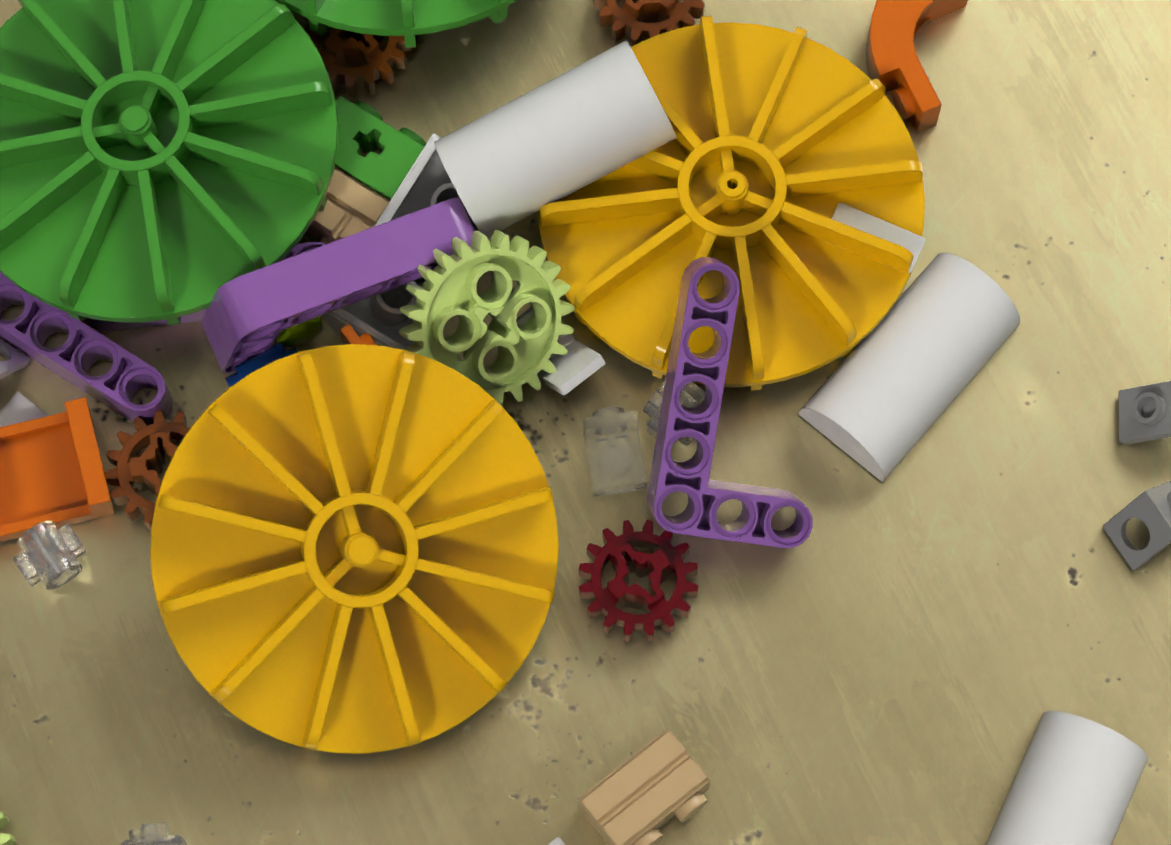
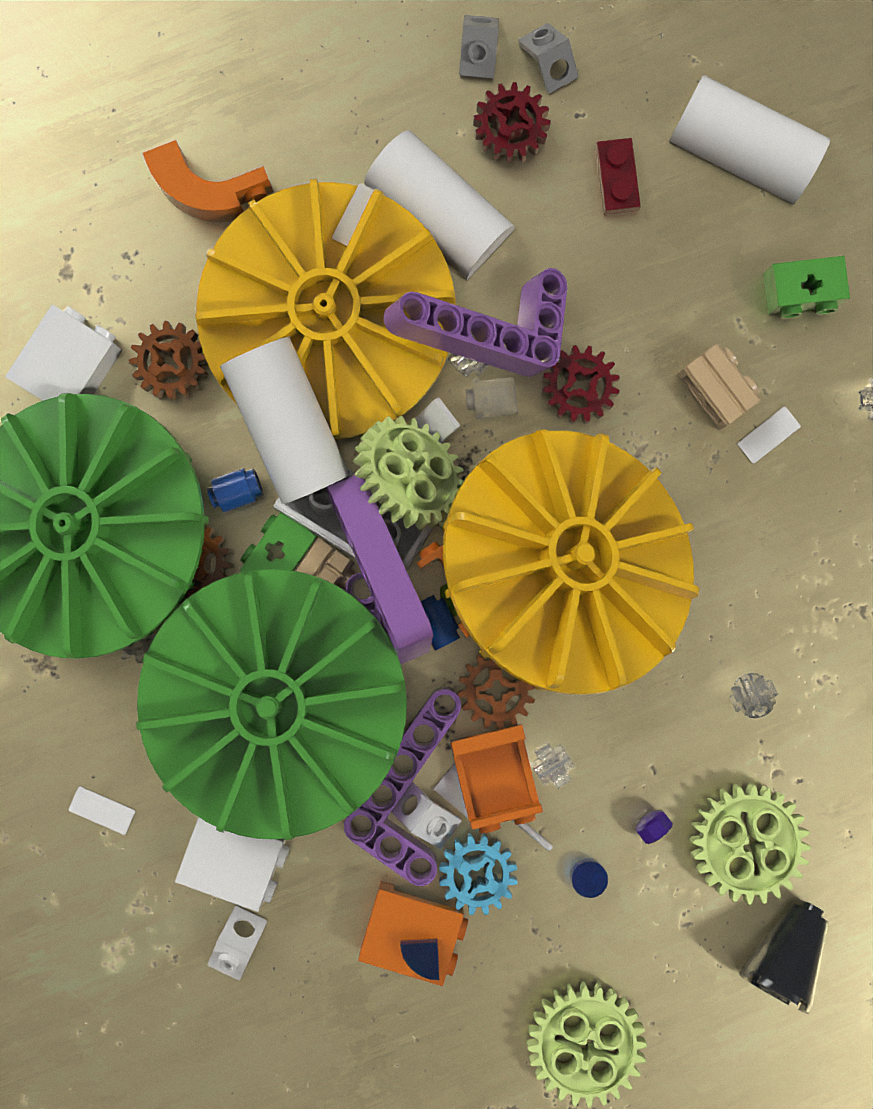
camera: 90 degrees left, 15 degrees up
(460, 89) = (235, 489): none -> blue brick
(976, 634) = (617, 176): none -> dark red plate
(1064, 470) = (500, 111): none -> dark red gear

